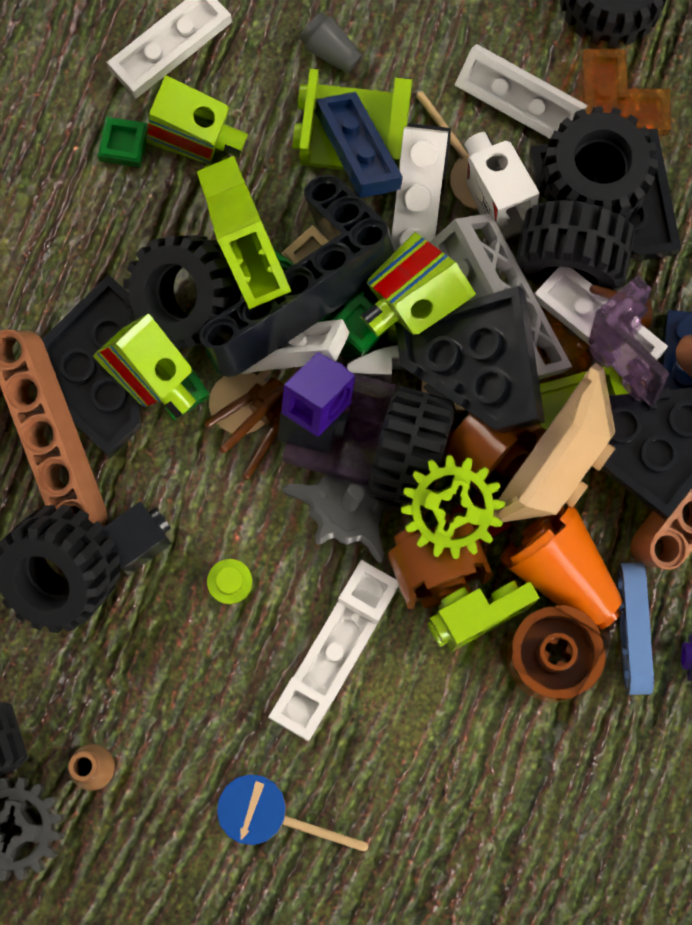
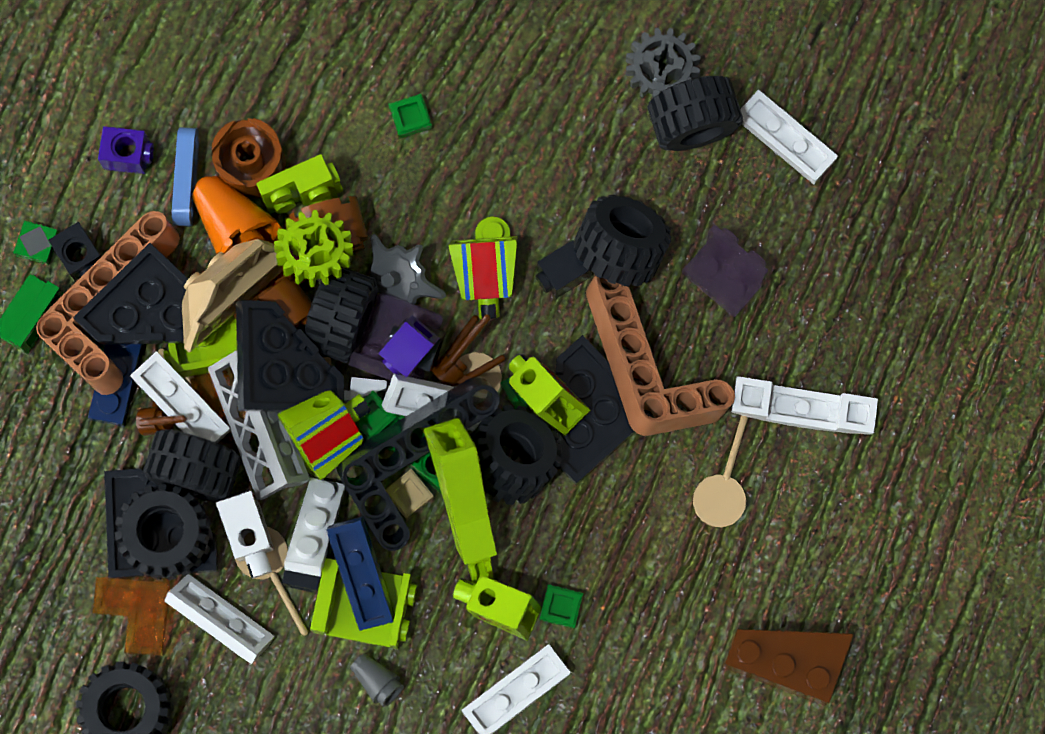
camera: 175 degrees left, 0 degrees up
(101, 771) = (601, 110): medium nougat cone -> none
(233, 527) = (485, 270): none -> torso
(255, 810) = (484, 70): blue piece -> none
(334, 651) = (416, 175): white slope -> none
(349, 737) = (410, 116): none -> green tile
(615, 344) = (163, 383): clear purple bracket -> none

